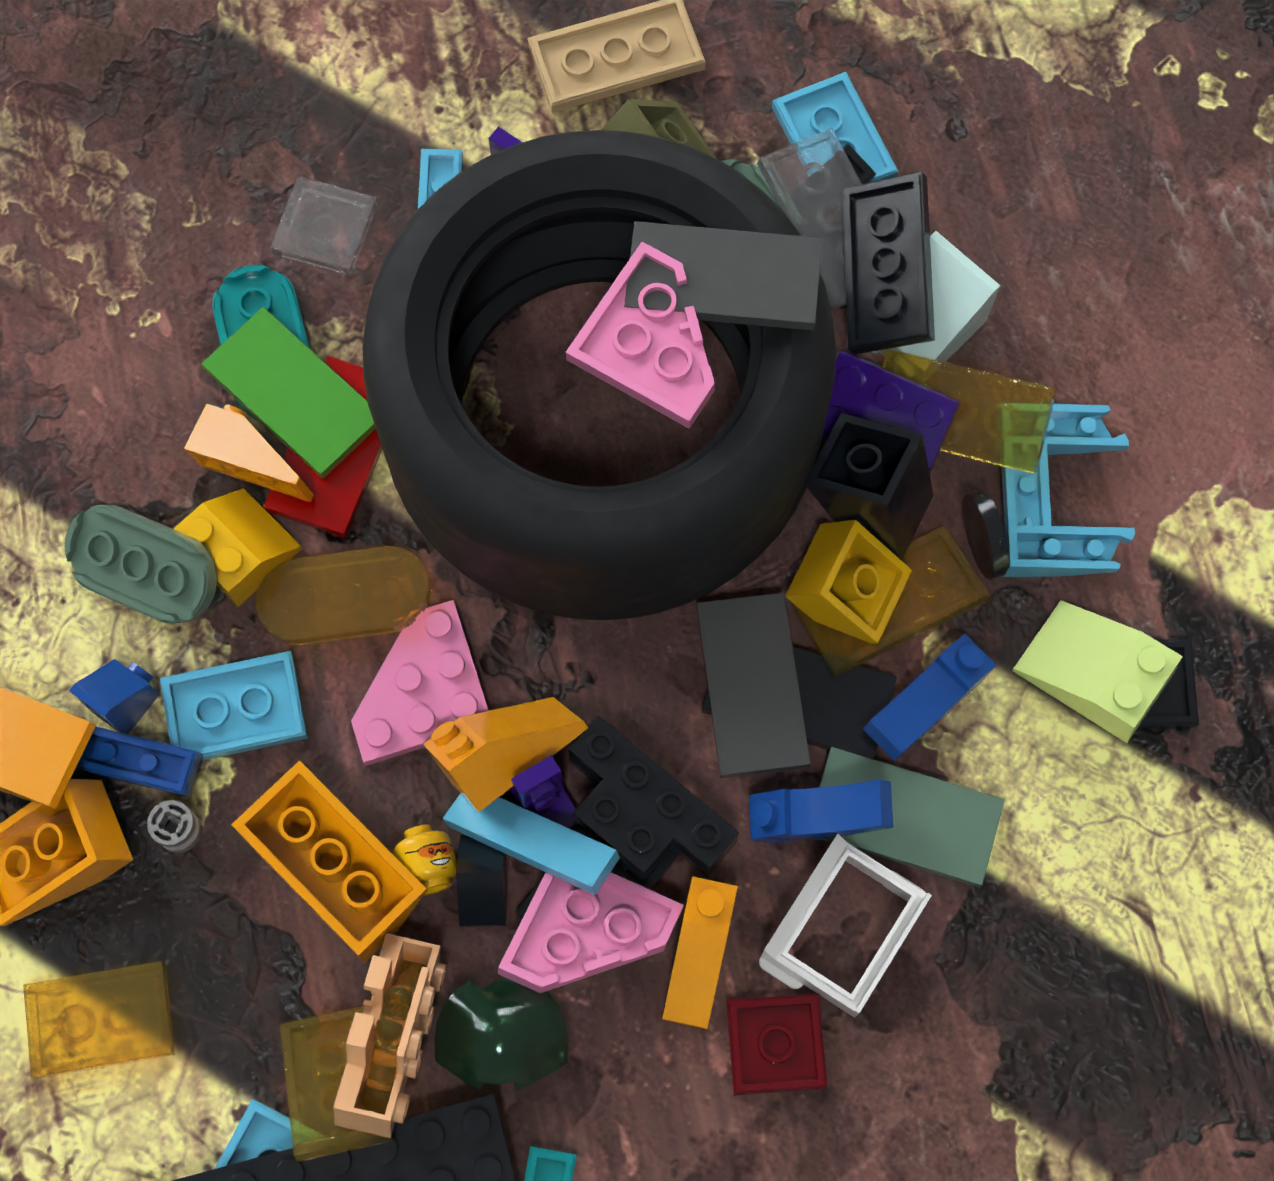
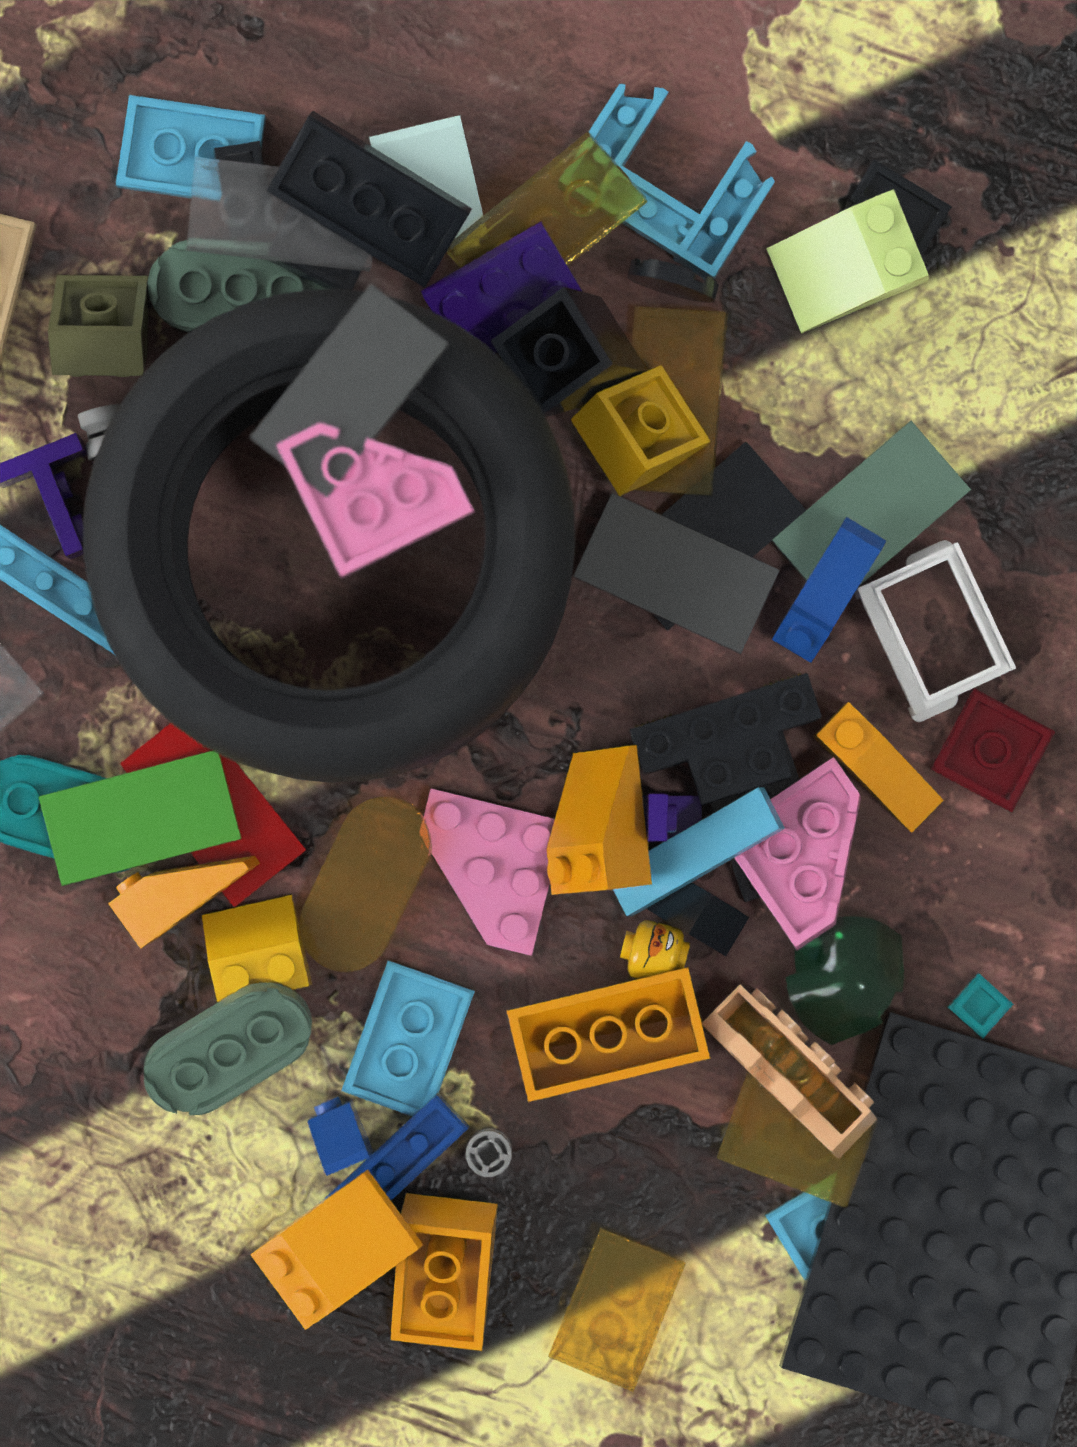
camera: 55 degrees left, 15 degrees up
(930, 697) = (784, 426): blue slope -> none

